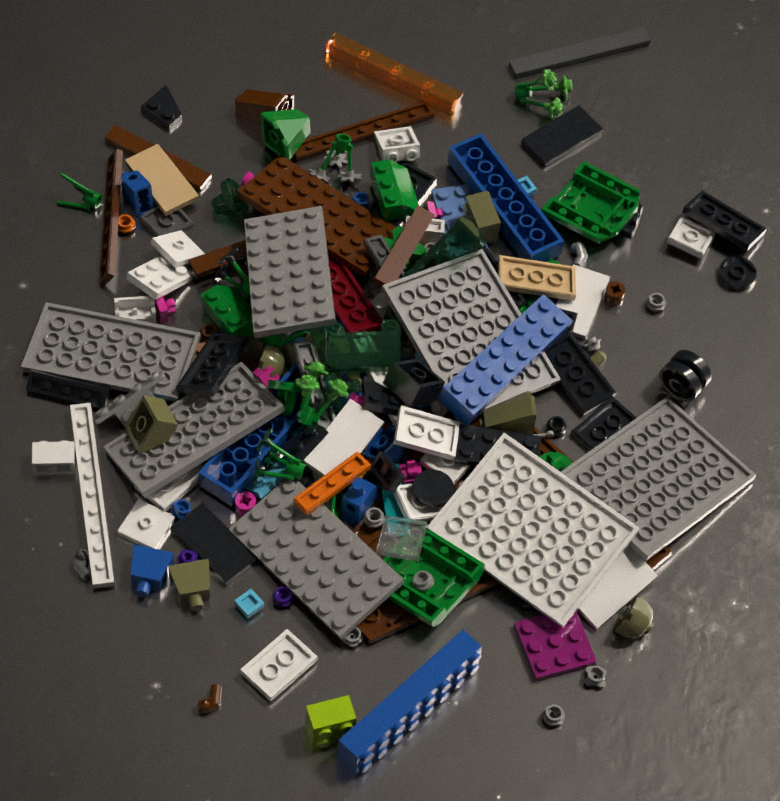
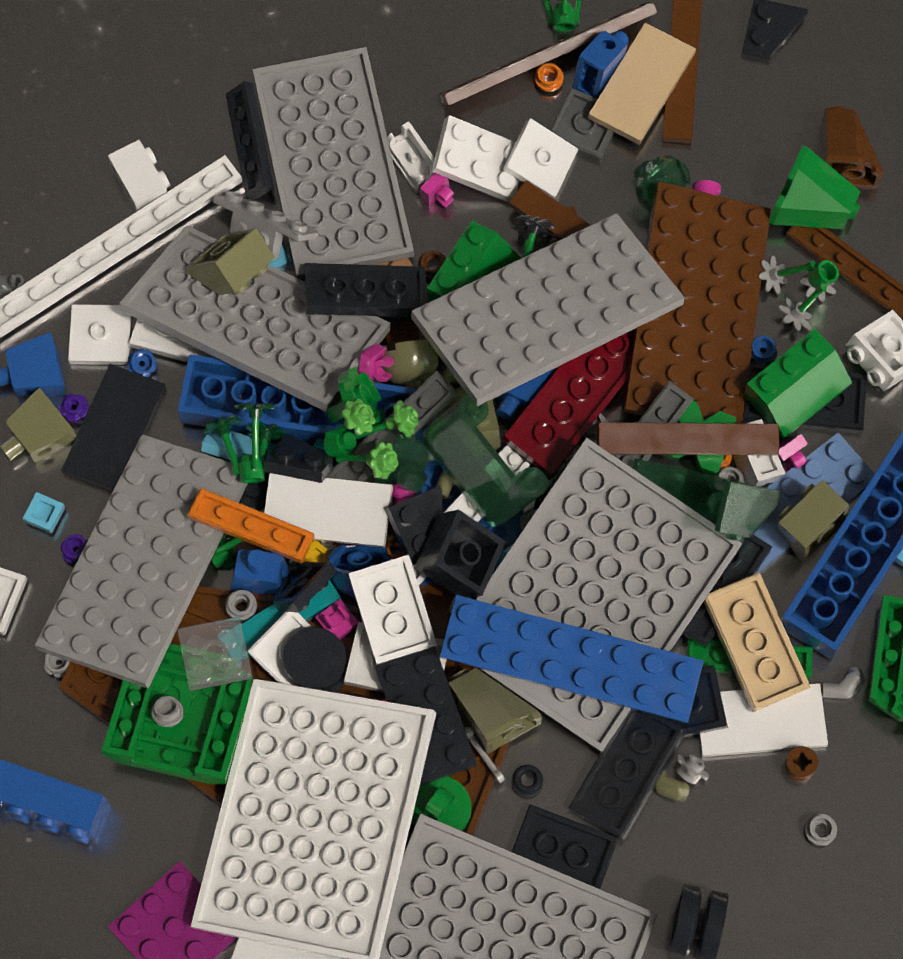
camera: 70 degrees right, 15 degrees up
(241, 507) = (190, 441): dark pink wheel -> none

